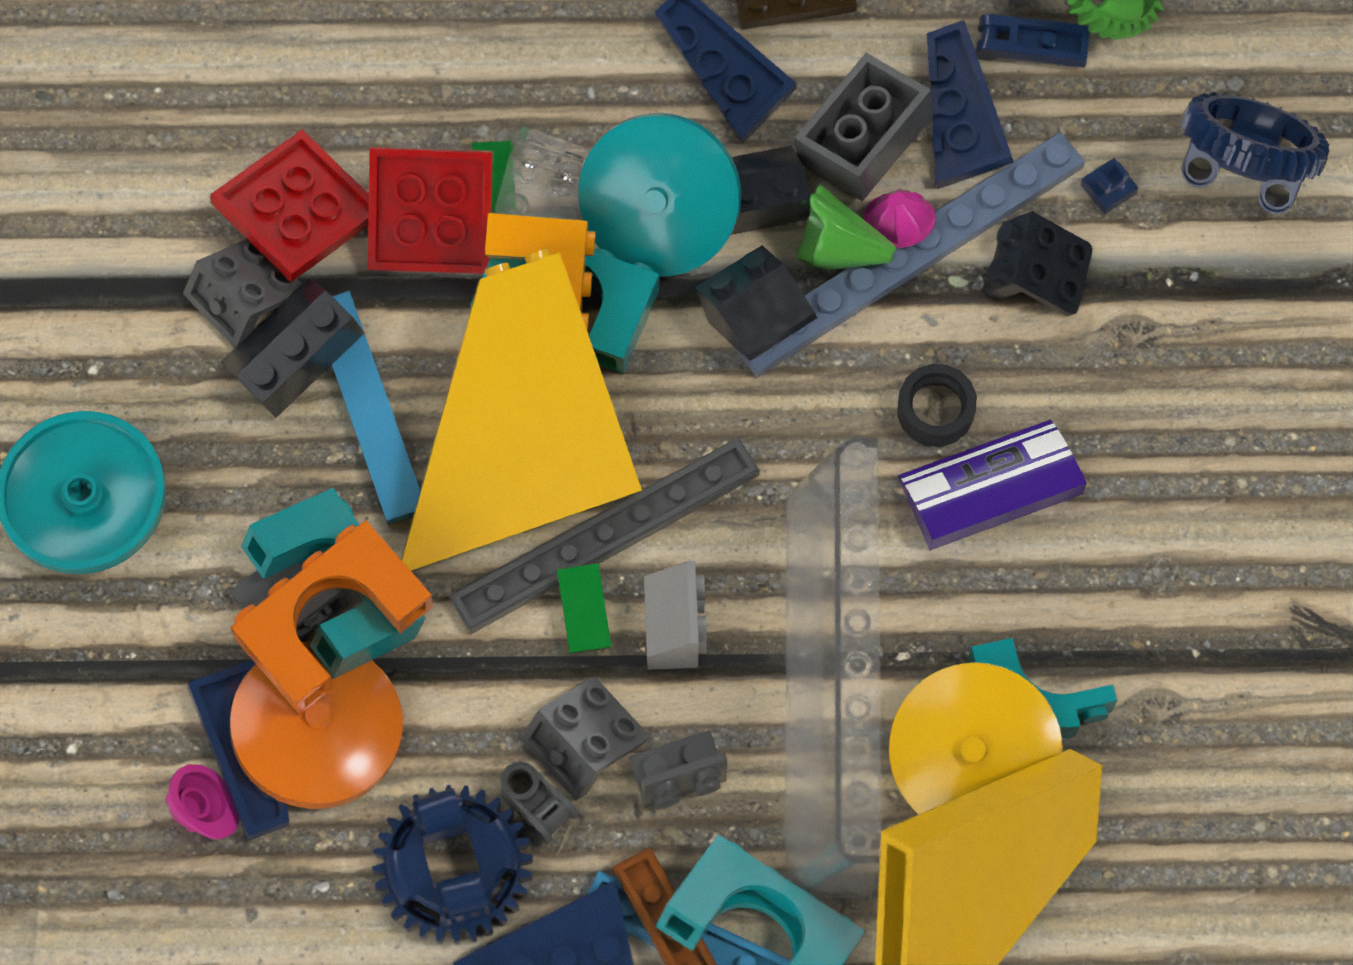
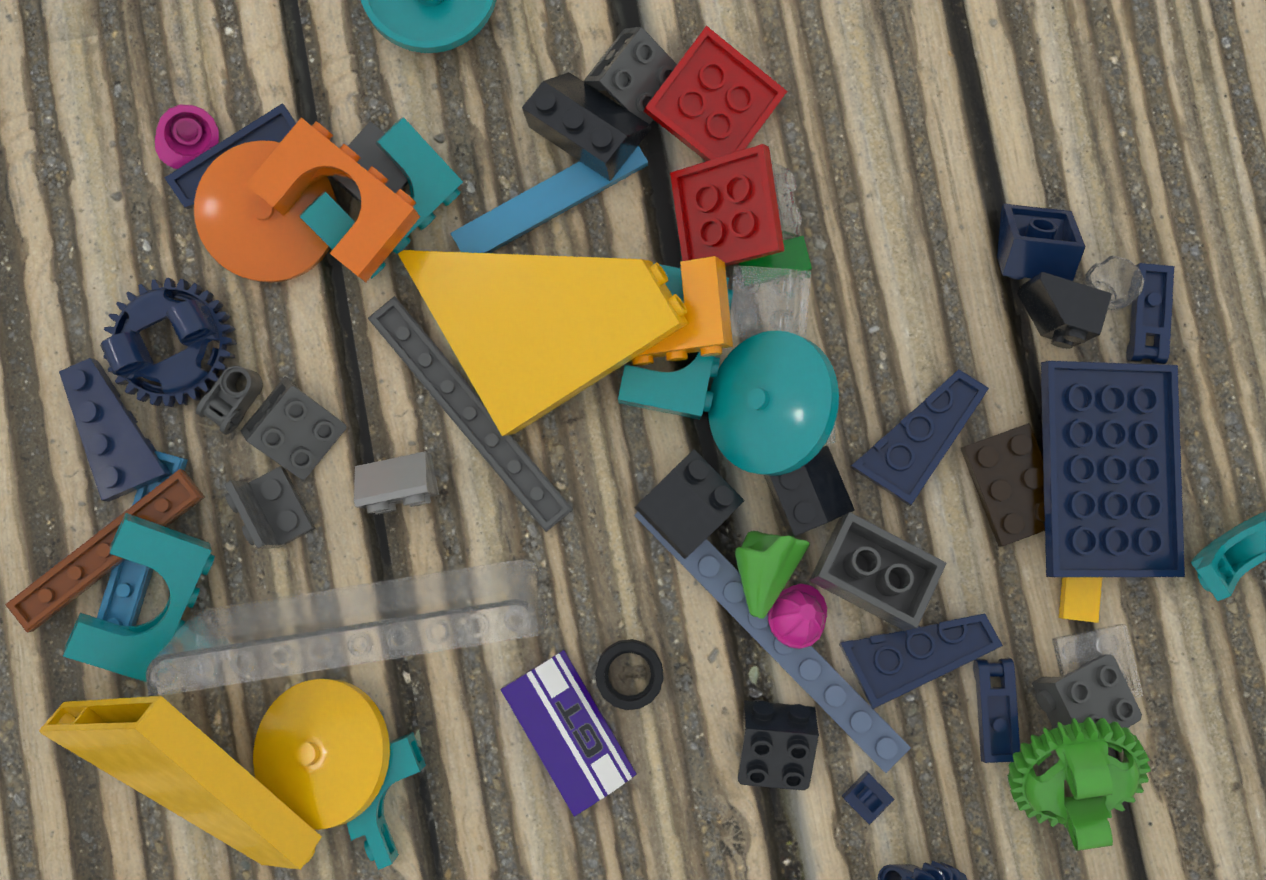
camera: 80 degrees right, 15 degrees up
(584, 608) = (399, 407): green tile -> none

